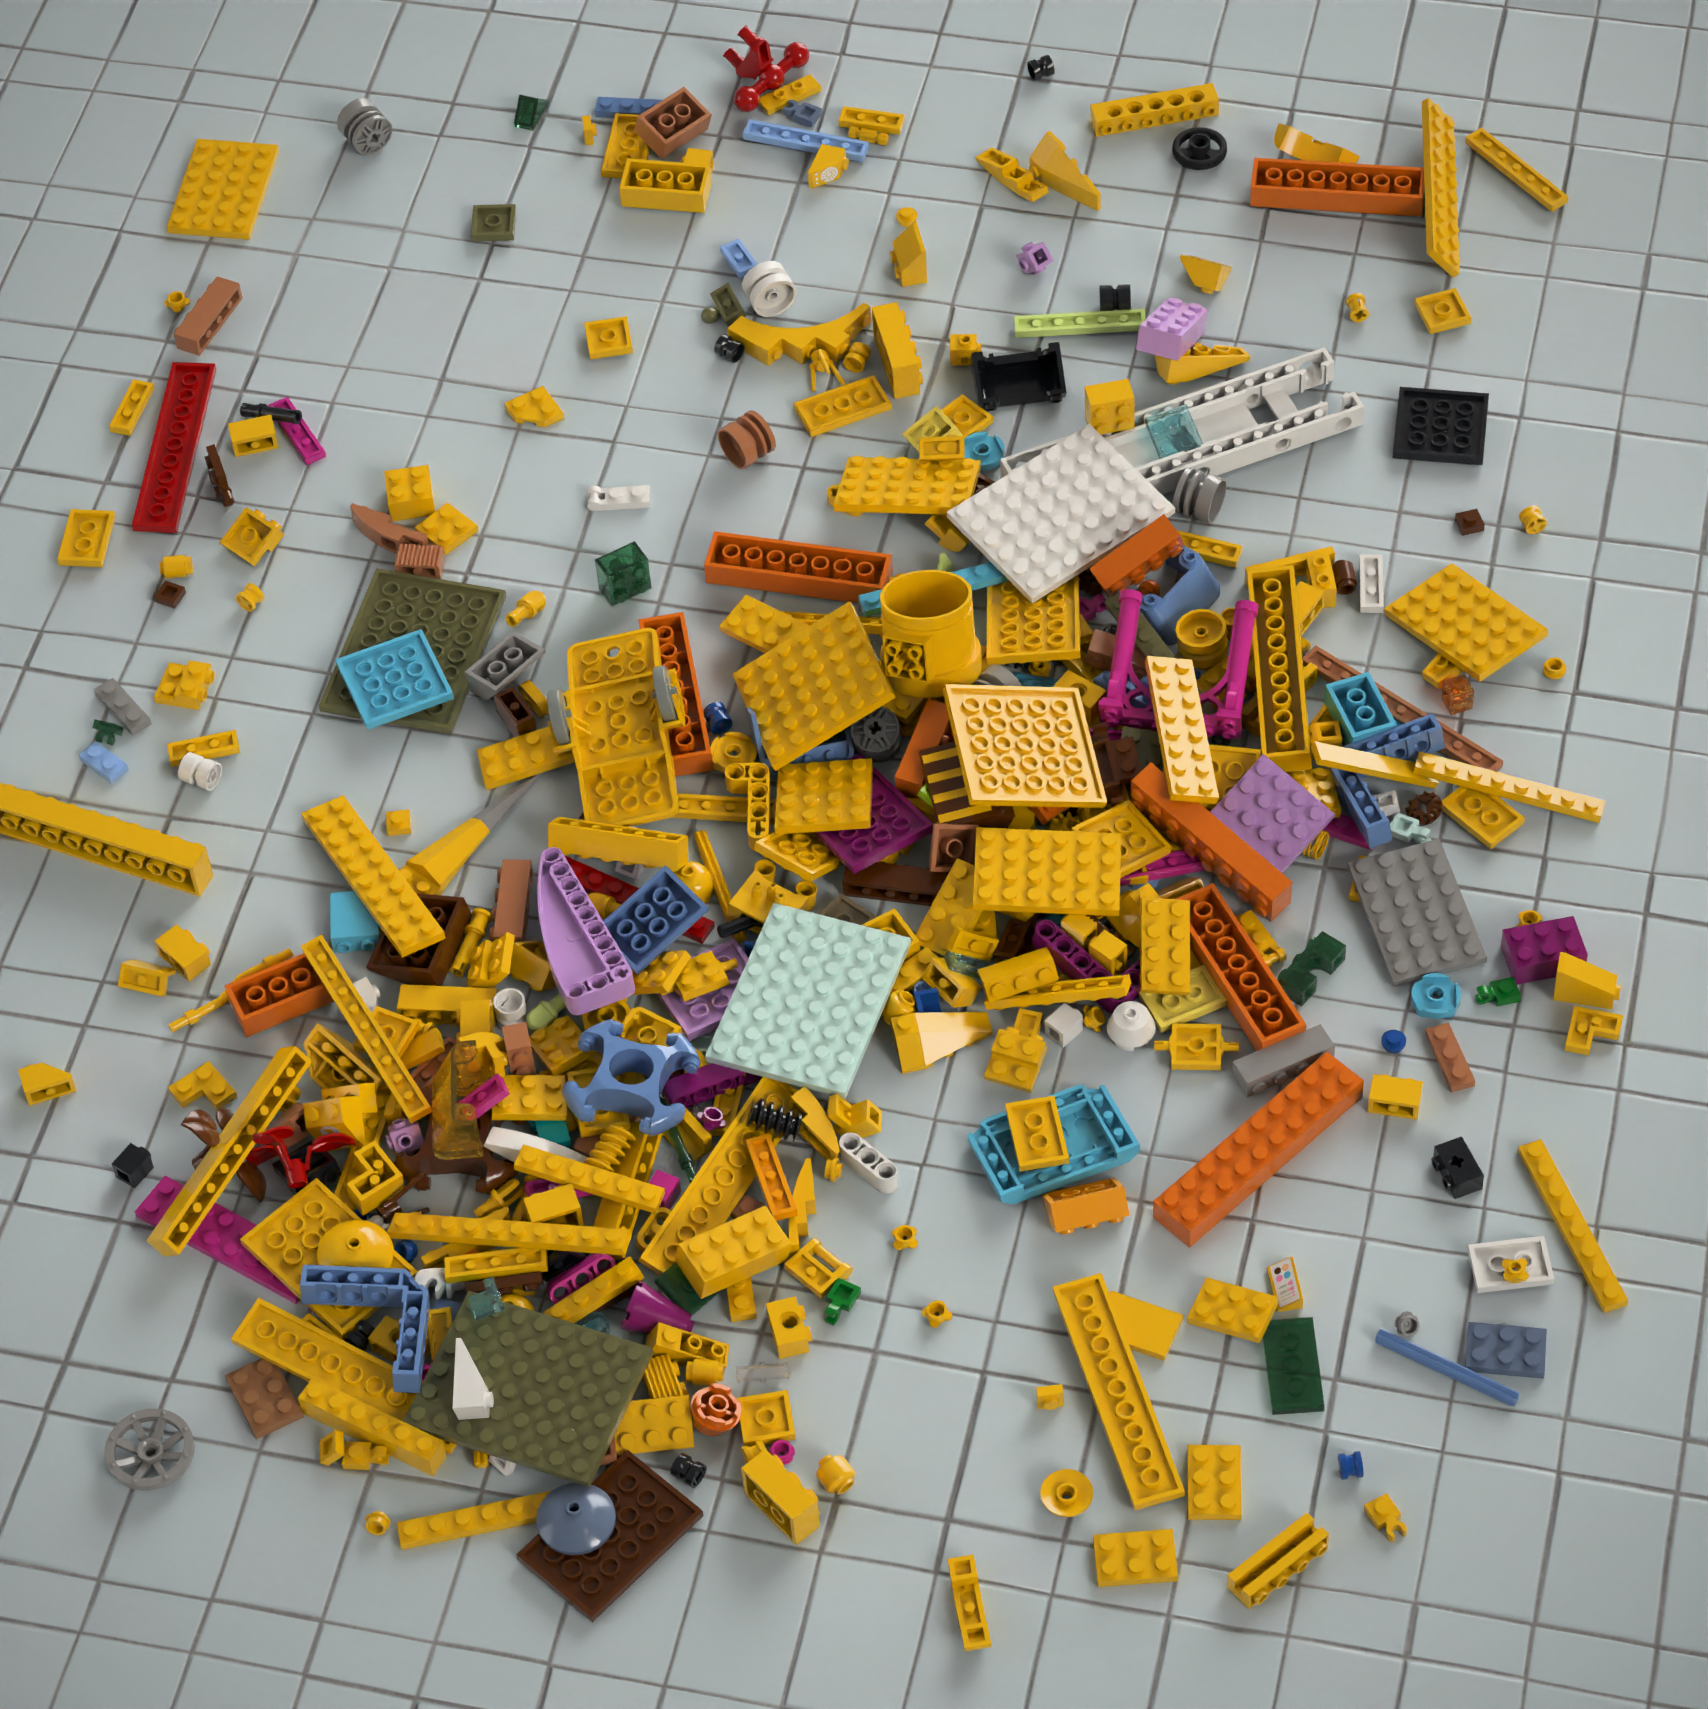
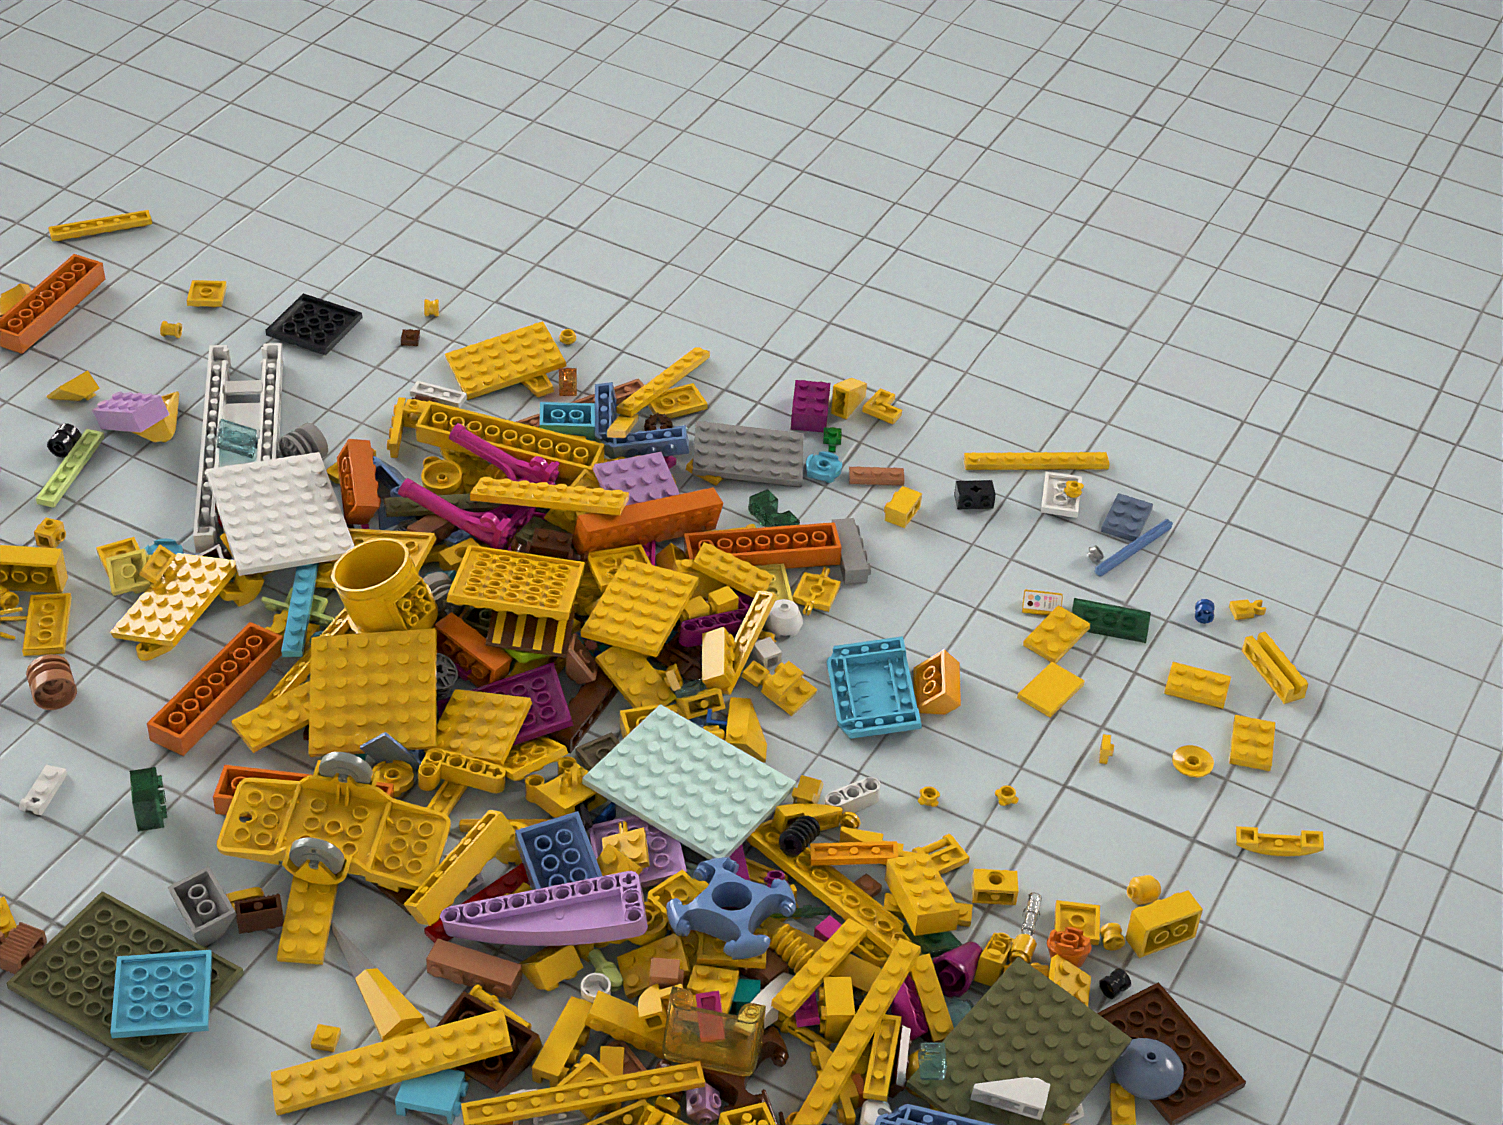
camera: 80 degrees left, 10 degrees down
(490, 962) = (540, 994): yellow plate -> none
(500, 1198) = (798, 1050): yellow arm -> none
(526, 608) = (132, 882): yellow arm -> none
(783, 1446) = (1110, 917): dark pink plate -> none
(840, 1297) = (977, 847): green plate -> none
(1018, 378) = (105, 509): black windscreen -> none
(1037, 1133) = (870, 688): yellow plate -> none
(1110, 406) = (198, 453): yellow brick -> none
(1118, 1392) = (1109, 710): yellow plate -> none
(1257, 1149) = (925, 584): orange brick -> none
(1393, 1041) = (852, 497): blue plate -> none
(1440, 187) = (109, 260): yellow plate -> none
(1529, 916) = (779, 408): yellow plate -> none

